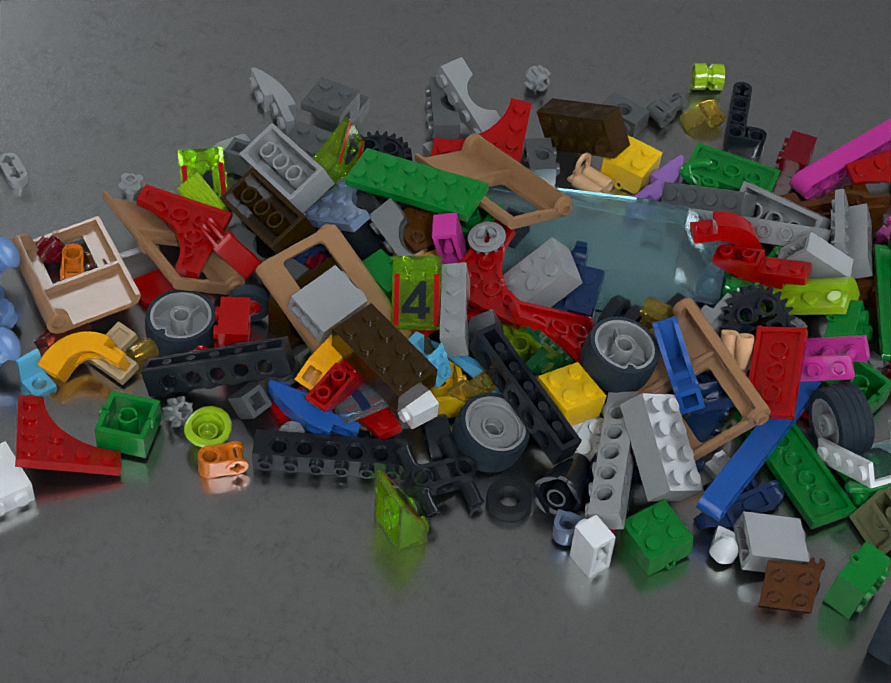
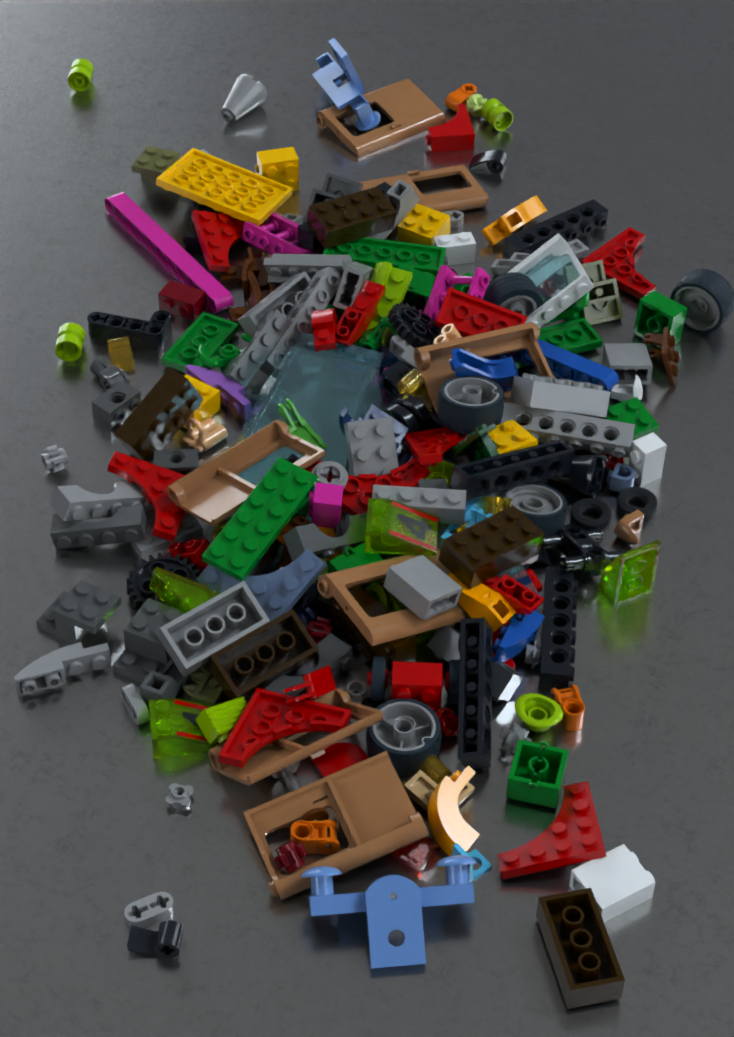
camera: 85 degrees left, 5 degrees down
(488, 529) = (629, 526): none -> medium nougat plate
(527, 558) = (637, 494): none -> black tyre
(572, 222) = (299, 427): none -> bright green arm

